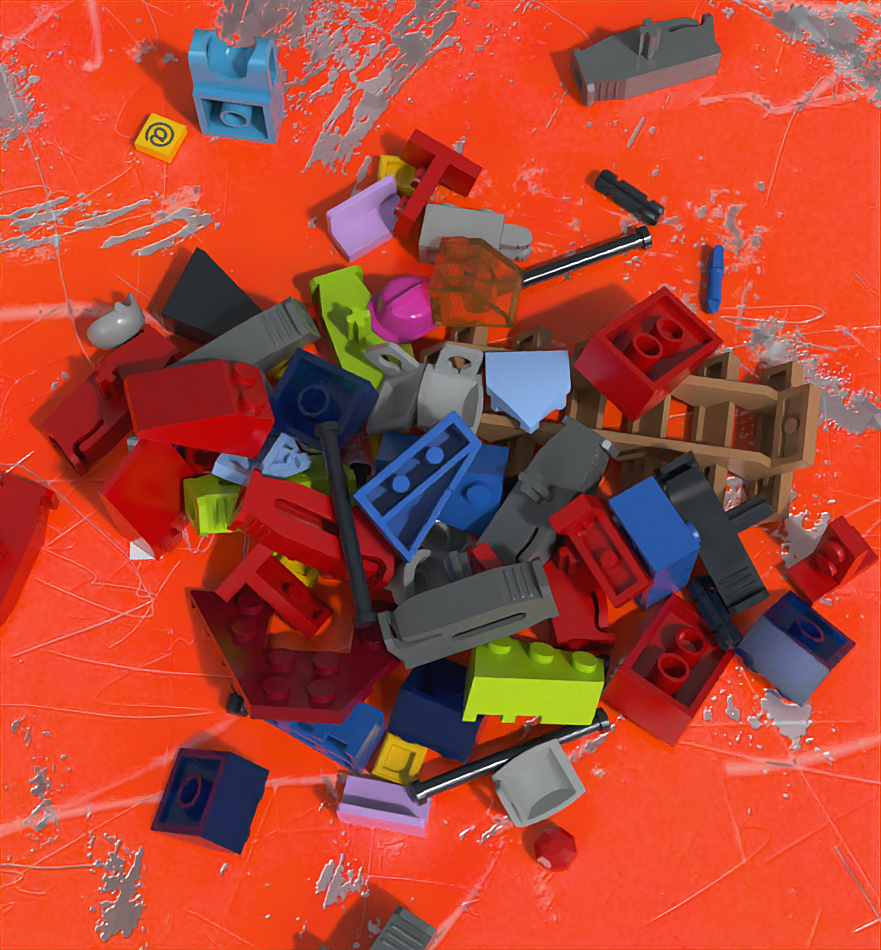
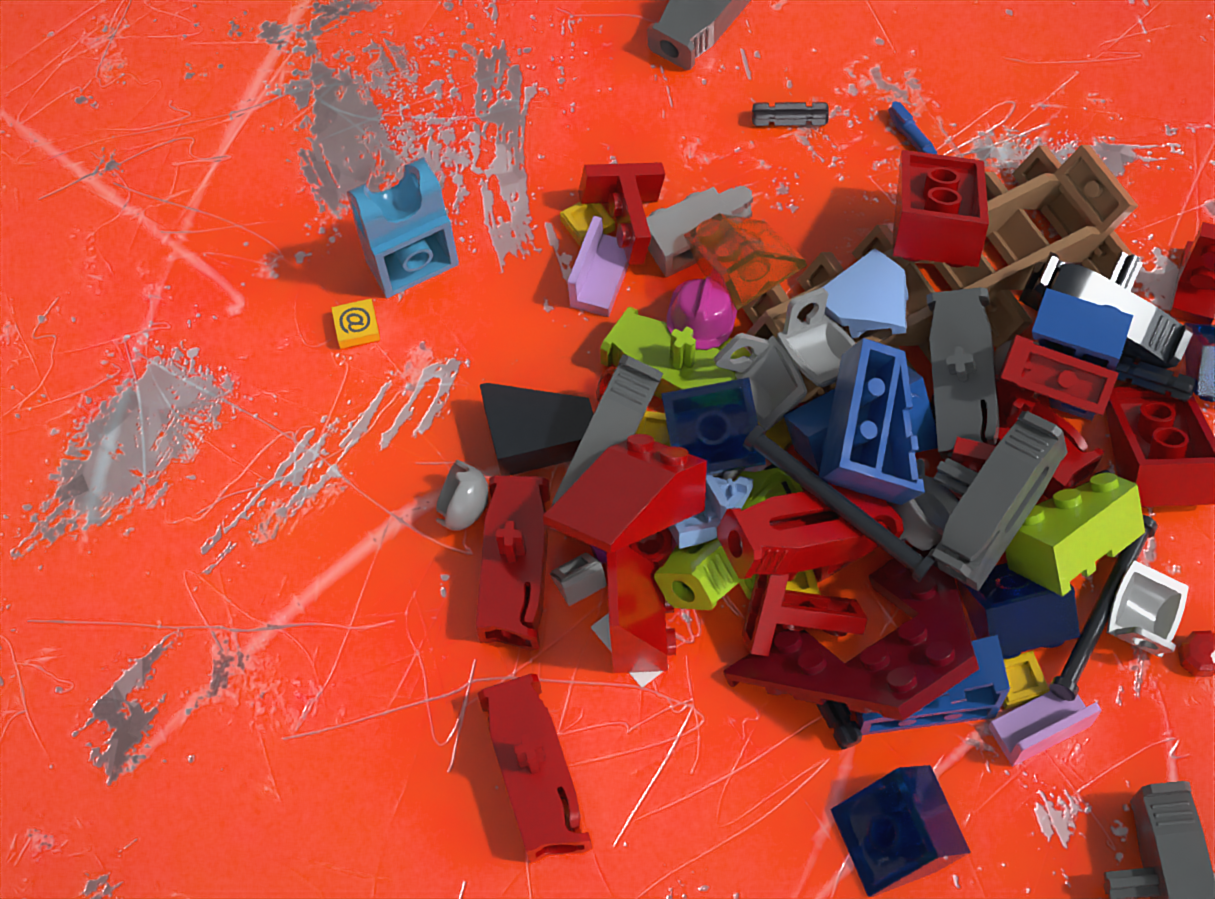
camera: 35 degrees left, 5 degrees down
(640, 239) = (828, 138): black bar -> none

